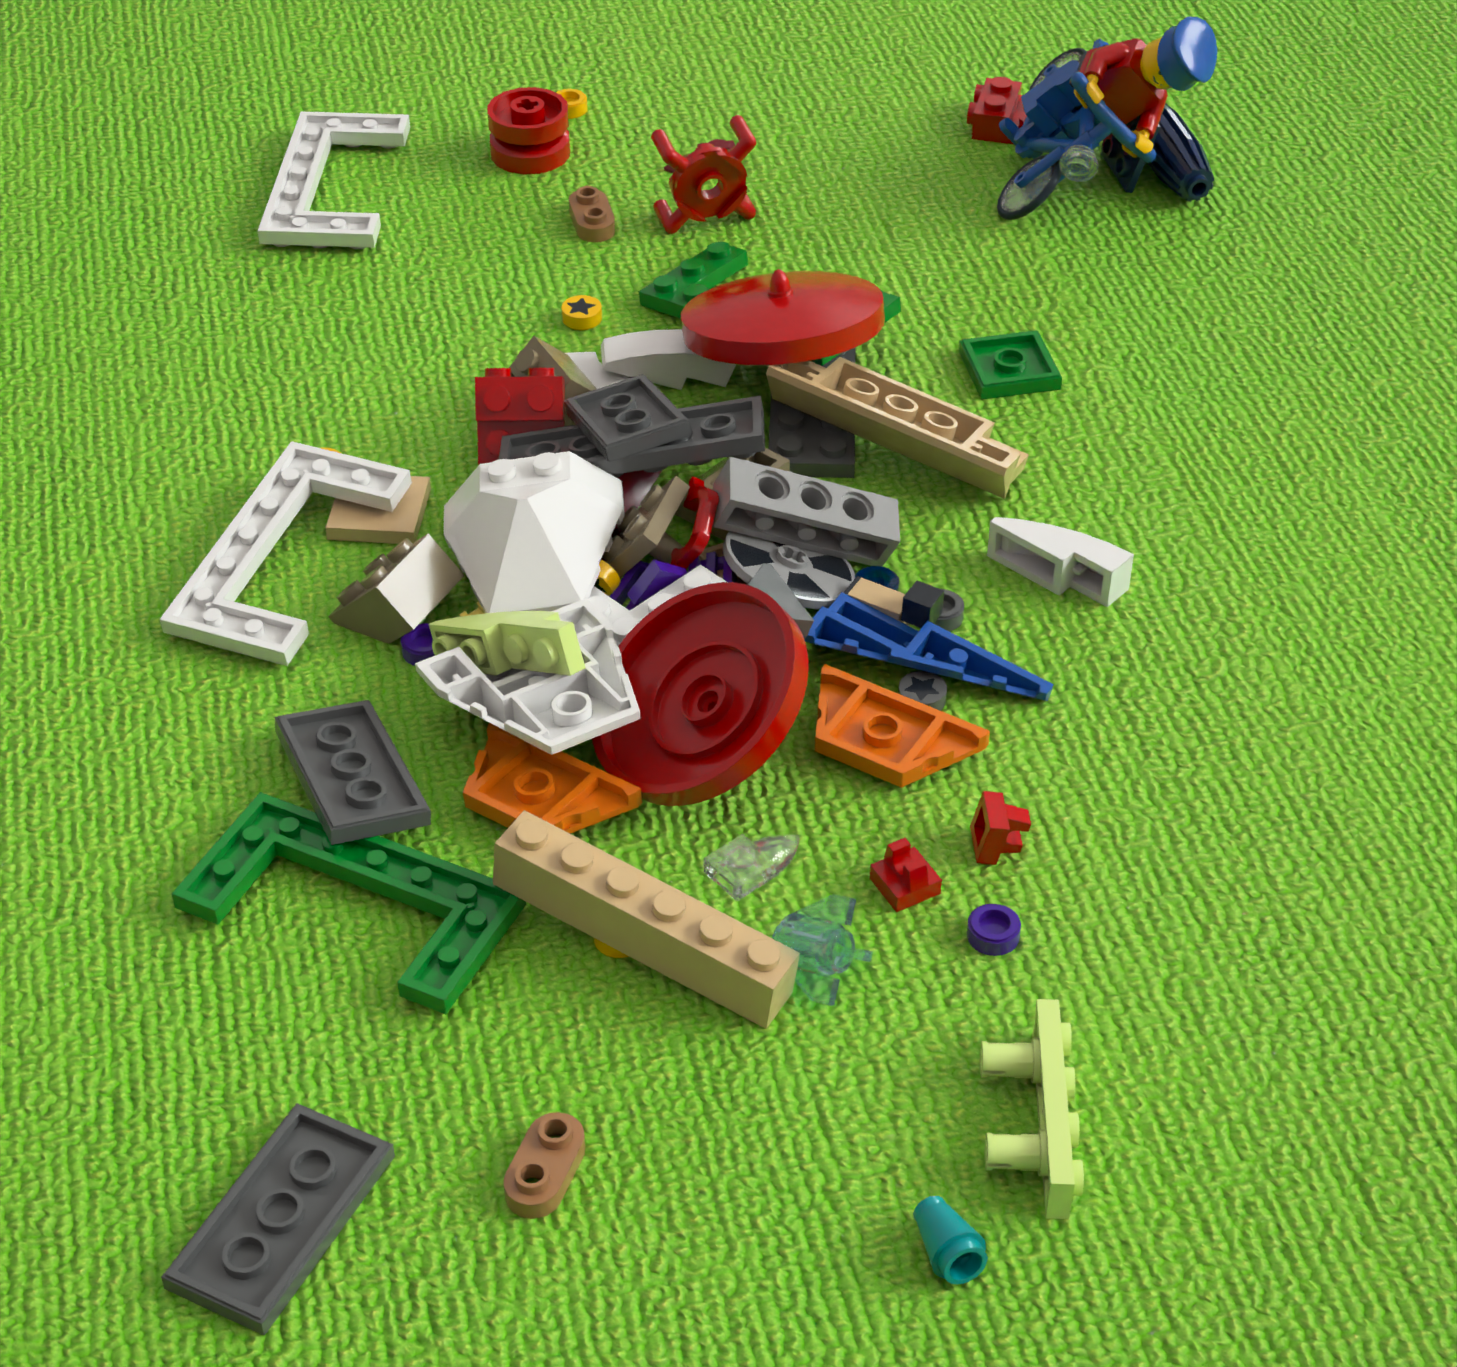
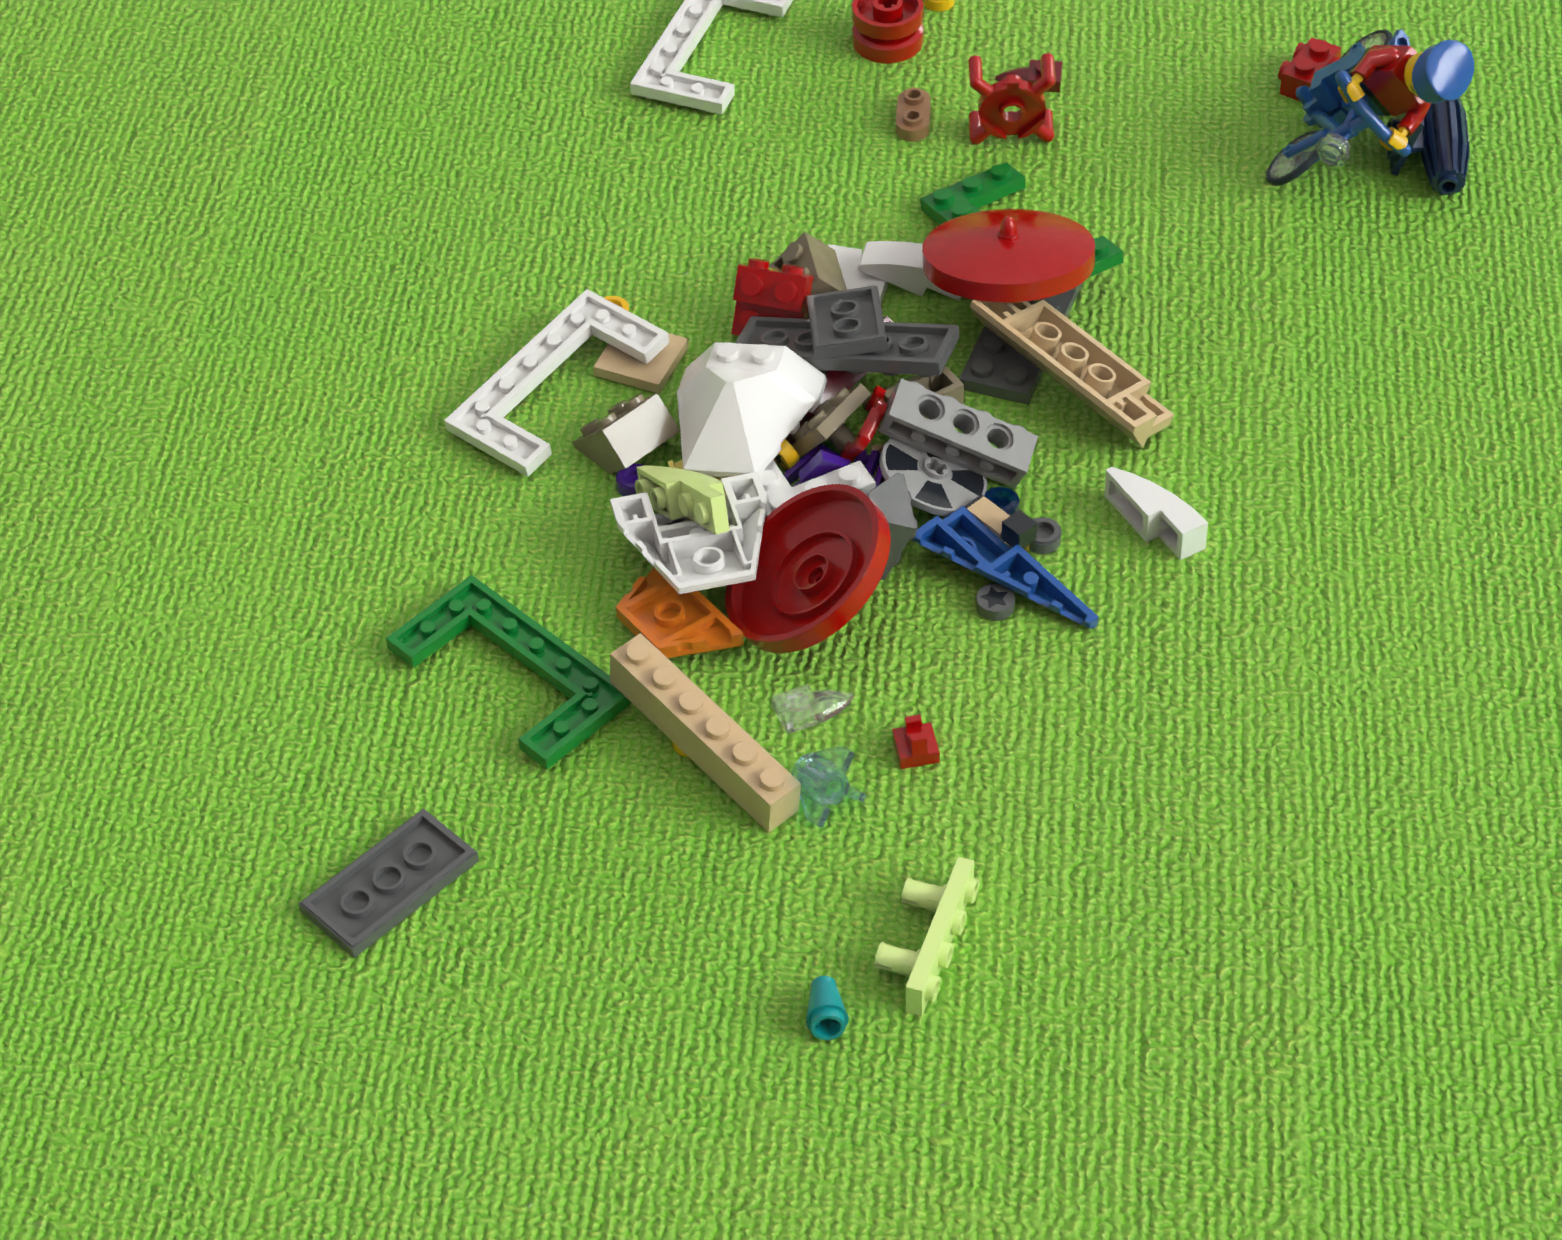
camera: 20 degrees right, 5 degrees up
(351, 772) = (542, 572): dark grey tile -> none
(548, 1160) = (578, 888): medium nougat plate -> none
(581, 312) = (867, 209): yellow tile -> none
(888, 731) = (952, 627): orange wing -> none
(993, 929) = (963, 798): dark purple tile -> none
(997, 828) = (1000, 722): red tile -> none
(1010, 364) = (1203, 326): green tile -> none

